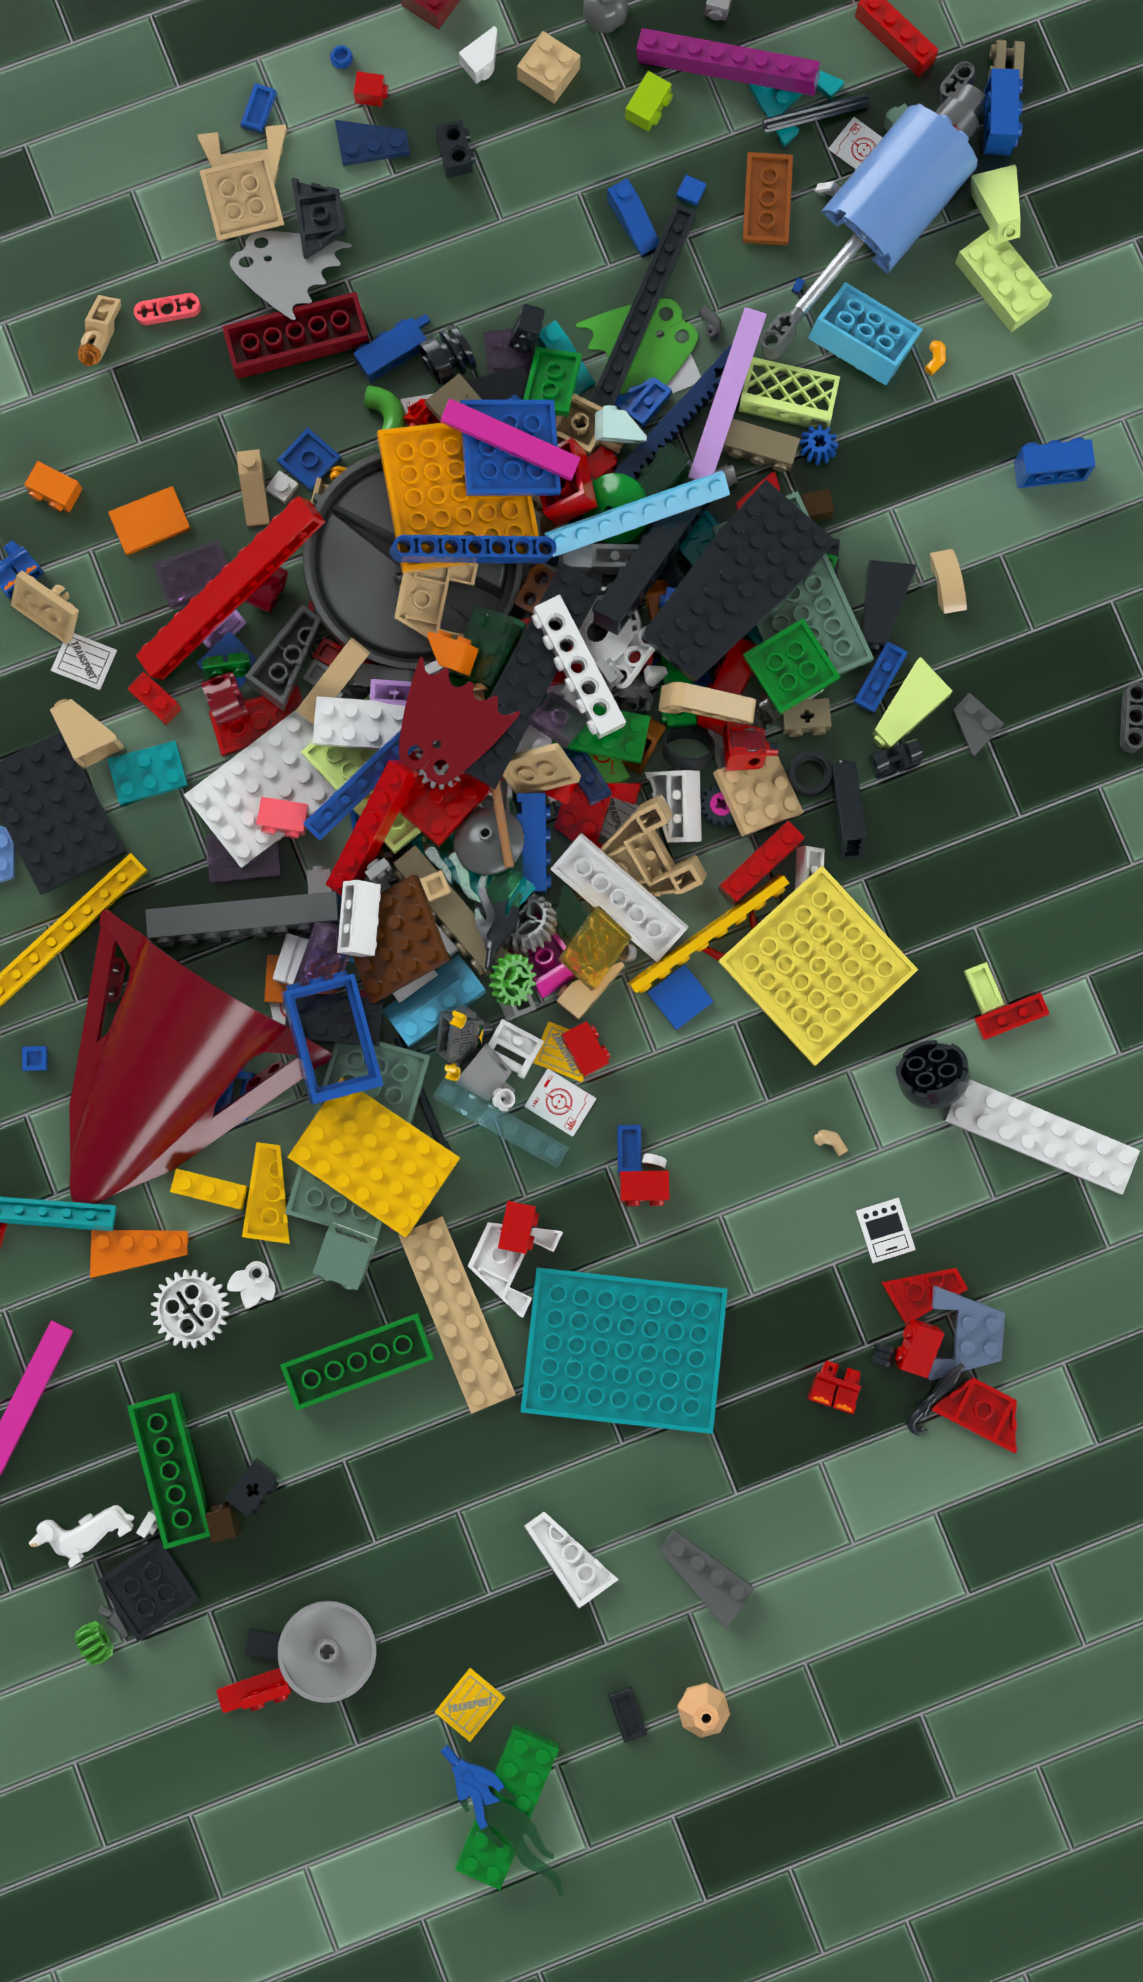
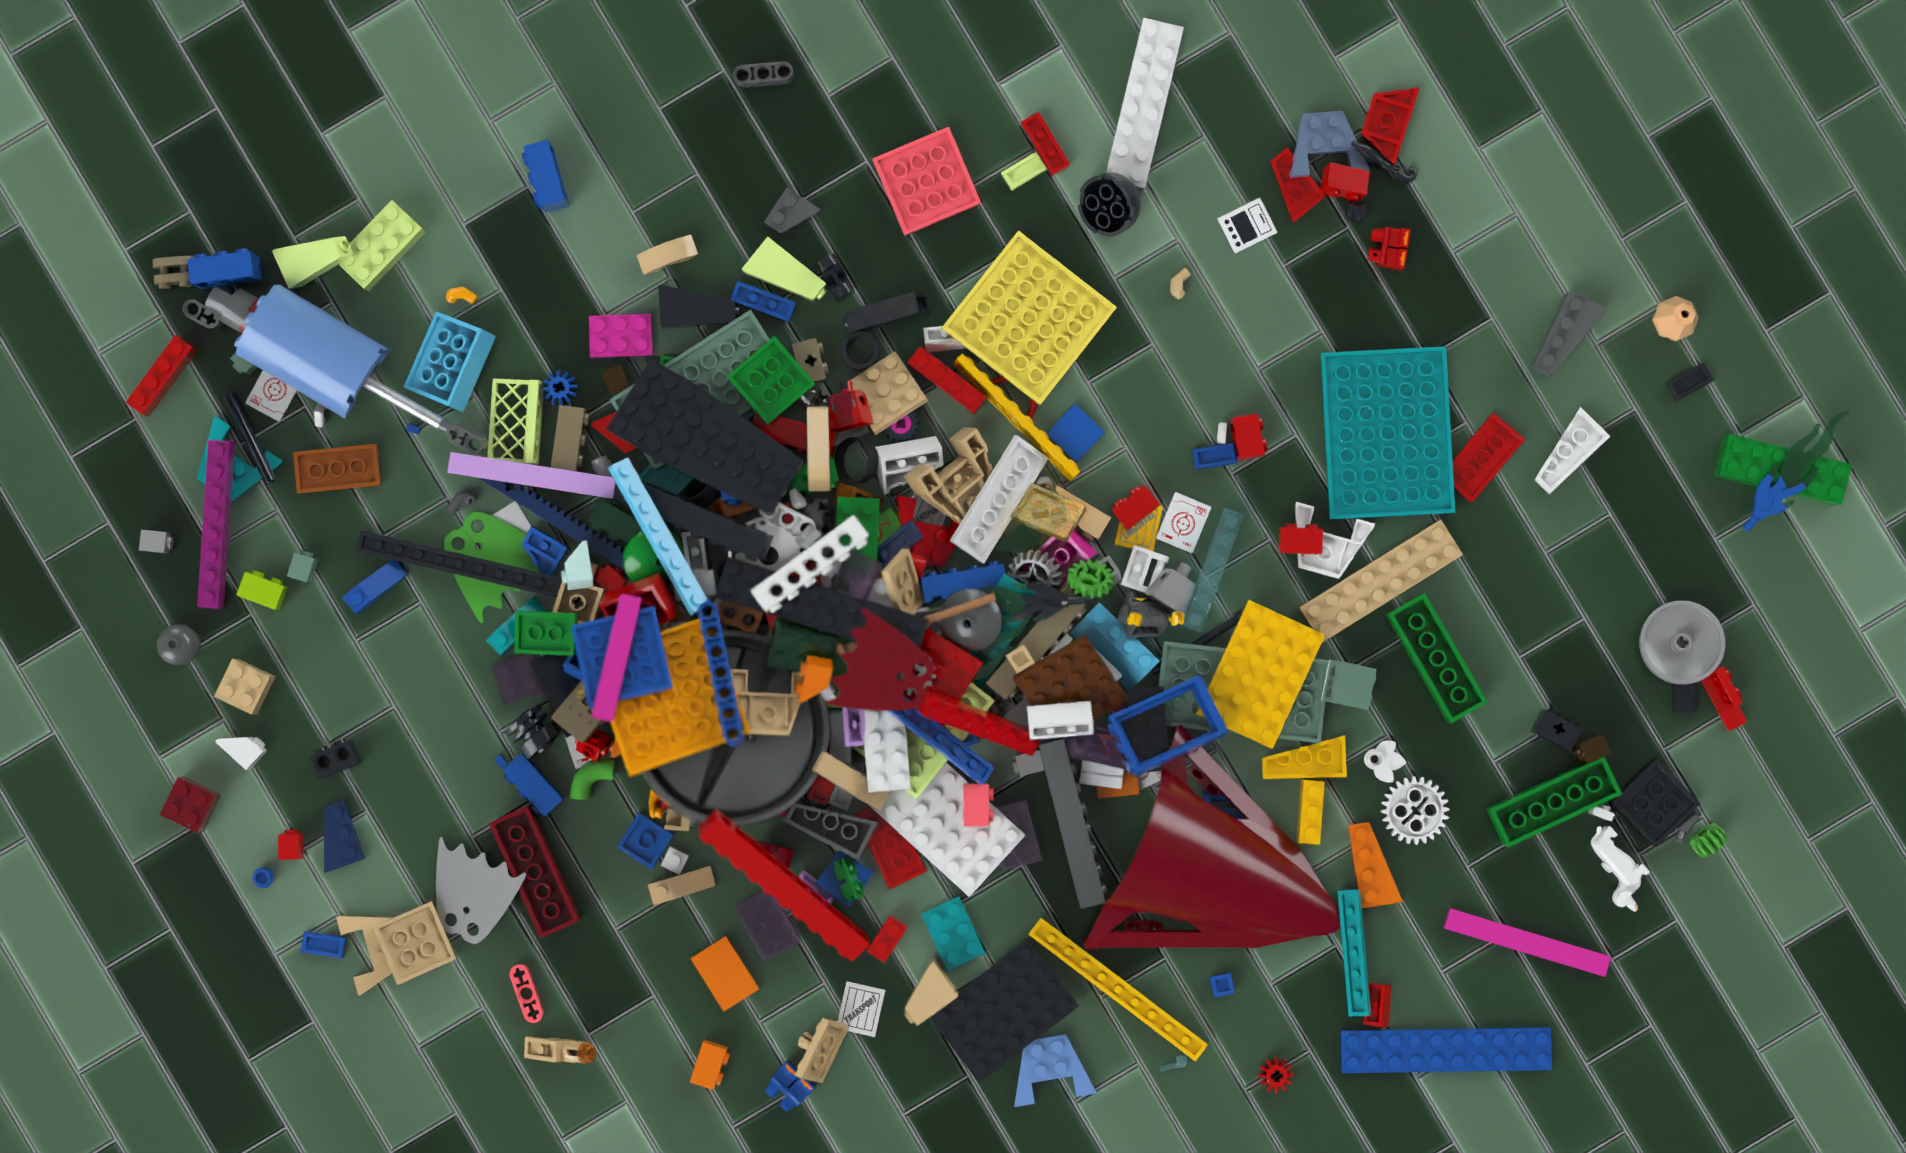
camera: 90 degrees left, 5 degrees up
(225, 698) = (880, 874): dark red brick -> none
(318, 215) = (418, 871): black wing -> none
(378, 871) = (1014, 712): light grey plate -> none
(470, 1704) = (1704, 515): yellow sticker -> none
(507, 1095) = (1190, 566): white plate -> none
(526, 328) = (500, 664): black brick -> none
(579, 1457) = (1484, 456): none -> red tile
(667, 146) = (302, 566): none -> sand green brick
(691, 190) = (339, 539): blue tile -> none
(866, 519) = (621, 336): none -> dark pink plate
(988, 877) = (926, 181): none -> coral plate

